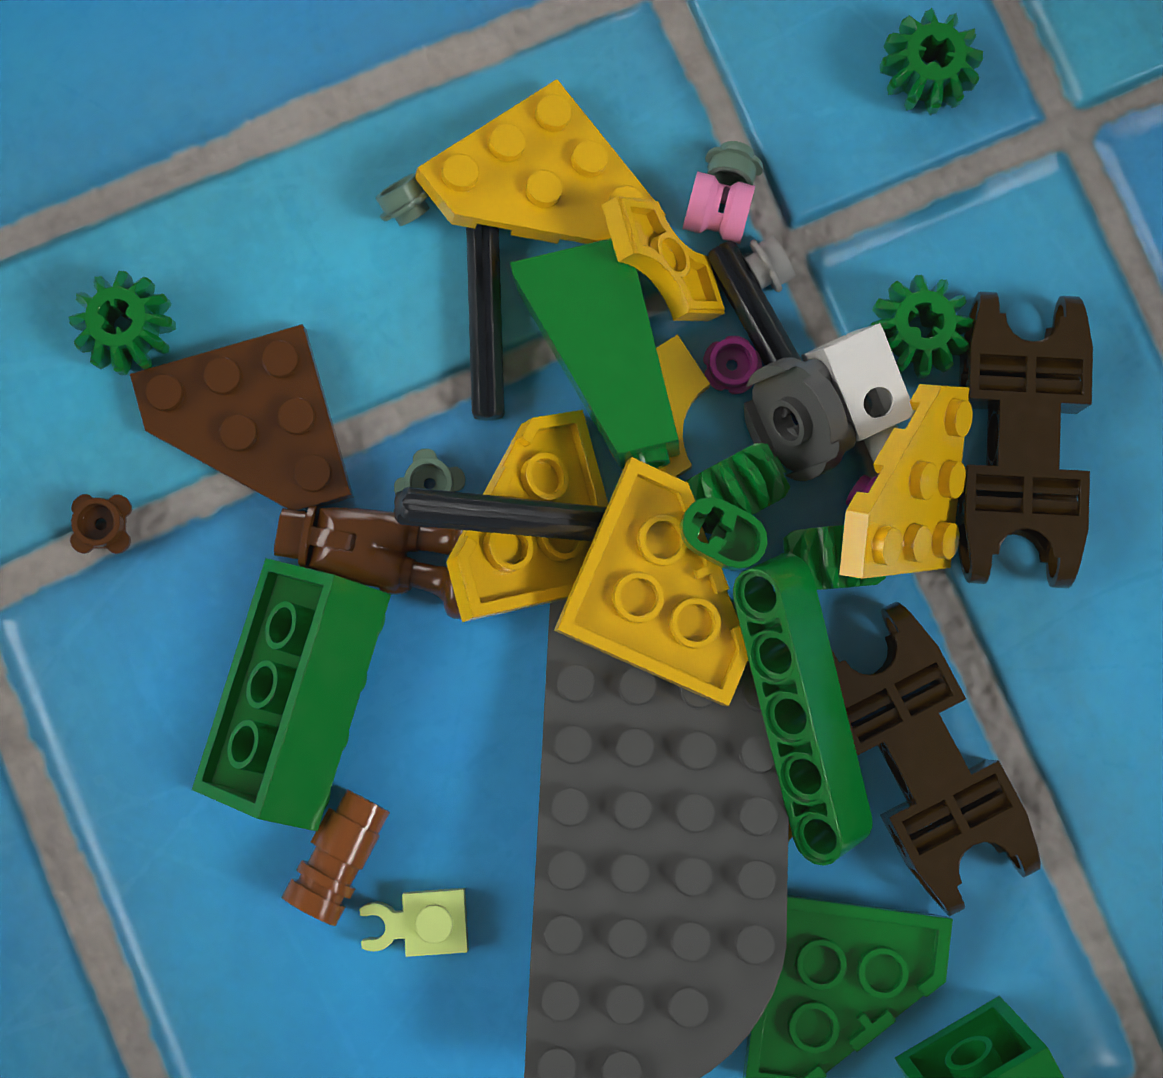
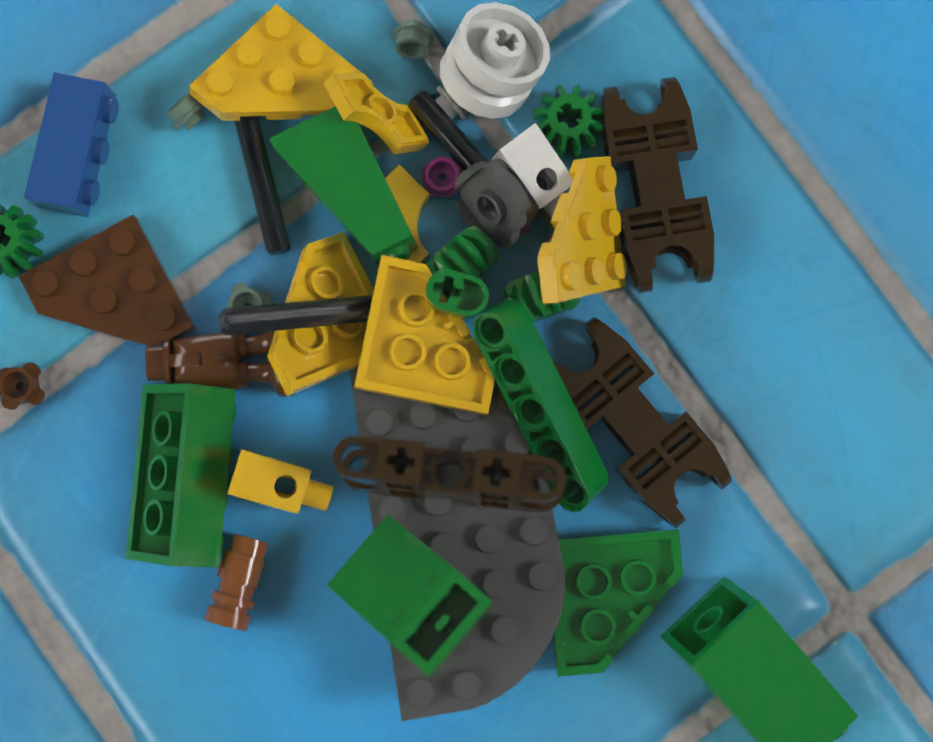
camera: 10 degrees left, 0 degrees up
(240, 212) = (72, 145): none -> blue brick
(396, 720) = (256, 478): none -> yellow torso
(430, 923) = (312, 614): yellowish green plate -> none
(572, 932) = (410, 595): none -> green slope
(701, 780) = (420, 480): none -> dark brown piece
(705, 202) = (398, 69): bright pink wheel -> none
(840, 222) = (494, 60): none -> white wheel

